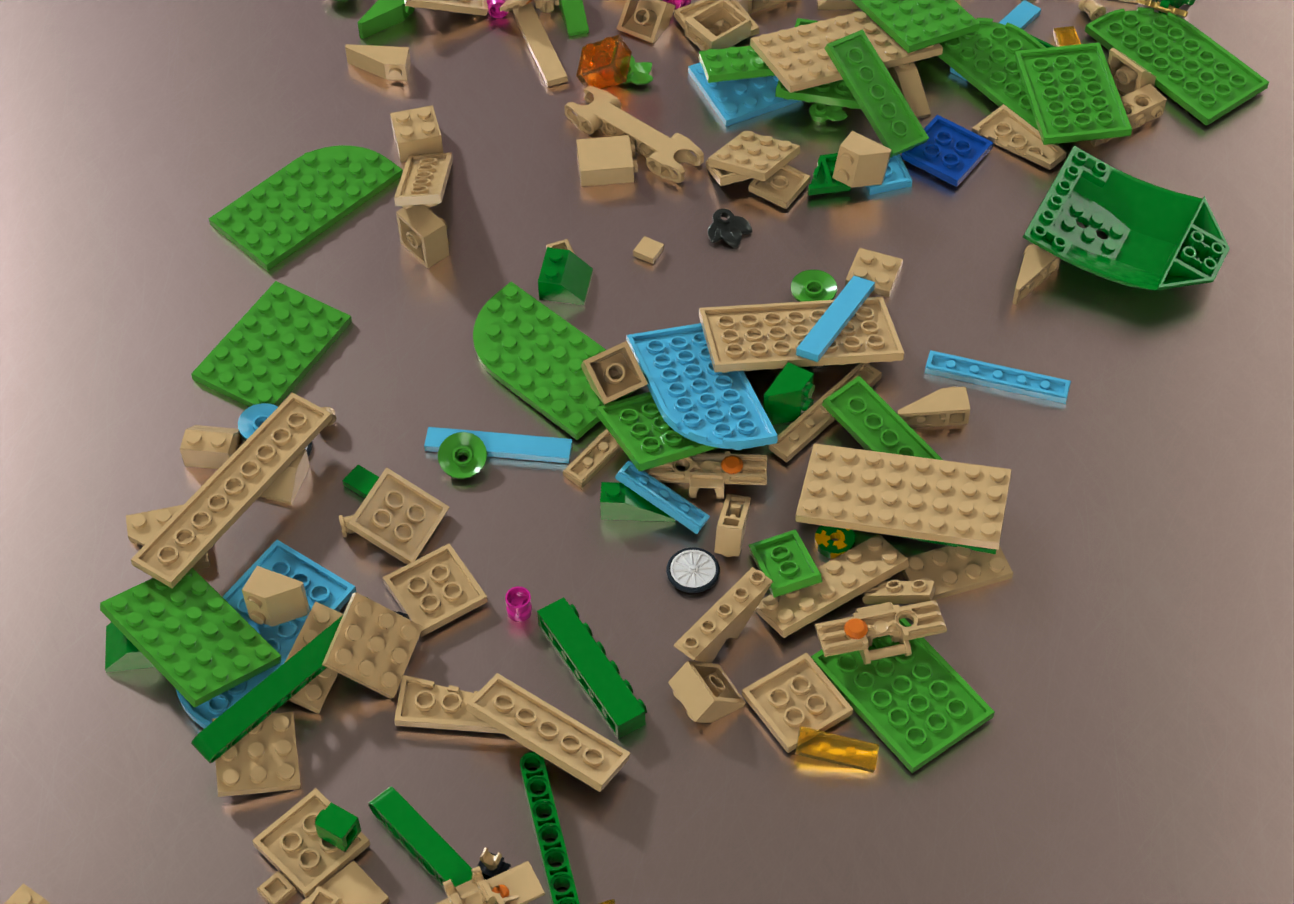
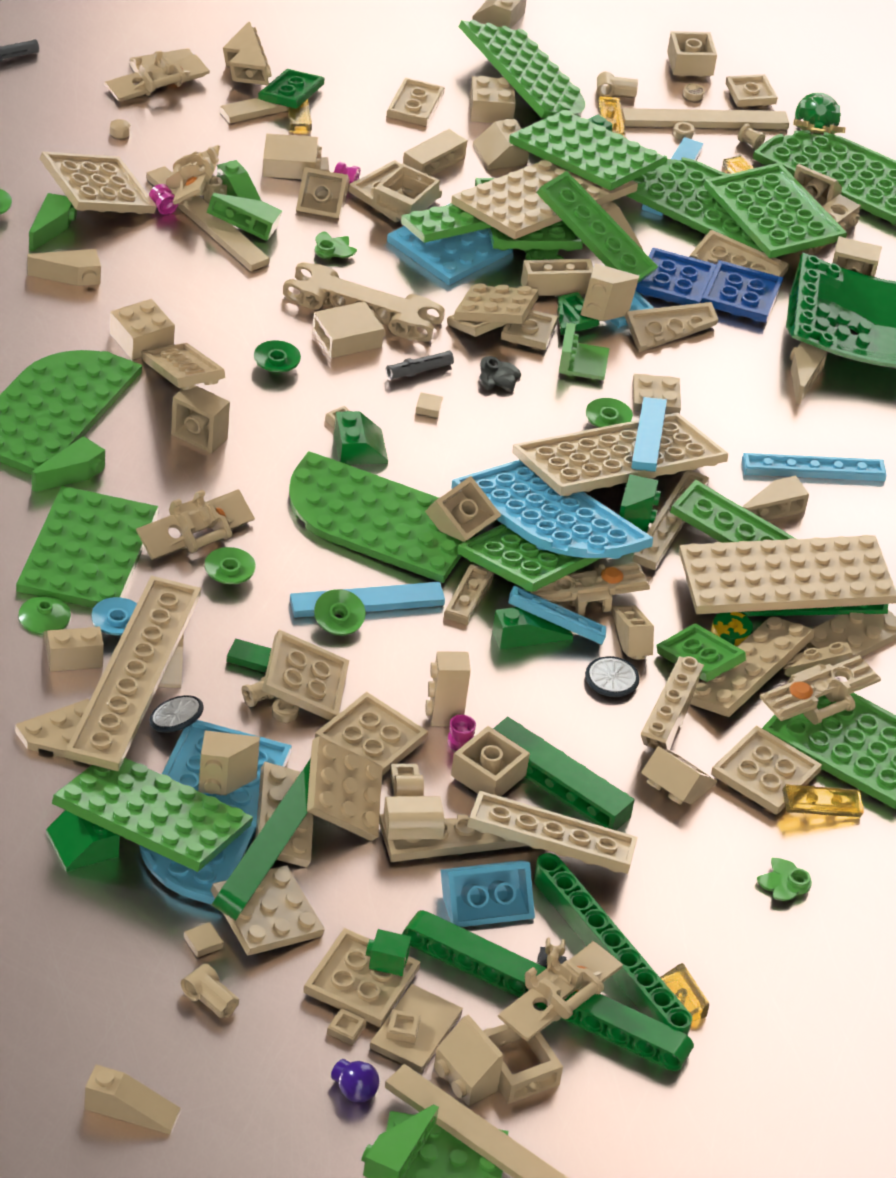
camera: 25 degrees left, 10 degrees down
(166, 822) = (205, 986): none -> tan piece
(190, 770) = (203, 939): none -> tan tile
(205, 407) = (44, 614): none -> bright green dish
(268, 532) = (176, 713): none -> white wheel
(291, 262) = (72, 465): none -> bright green slope
(369, 549) = (284, 711): none -> tan tile
(372, 333) = (194, 516): none -> tan piece
(385, 388) = (230, 565): none -> bright green dish
(431, 684) = (409, 811): none -> tan plate
(465, 780) = (488, 893): none -> medium azure slope
(514, 557) = (449, 687): none -> tan brick
(526, 179) = (277, 356): none -> green dish
(526, 644) = (490, 763): none -> tan brick
(563, 29) = (247, 214): none -> bright green slope
(604, 63) = (307, 238): clear orange brick -> none
(656, 207) = (411, 367): none -> dark grey pin
(759, 826) = (785, 880): none -> bright green plate
(814, 223) = (582, 359): none -> bright green bracket
(822, 133) = (557, 276): none -> tan brick
(916, 199) = (667, 324): none -> tan wing
(1008, 174) = (742, 291): none -> blue plate
(1132, 157) = (857, 256): none -> tan brick

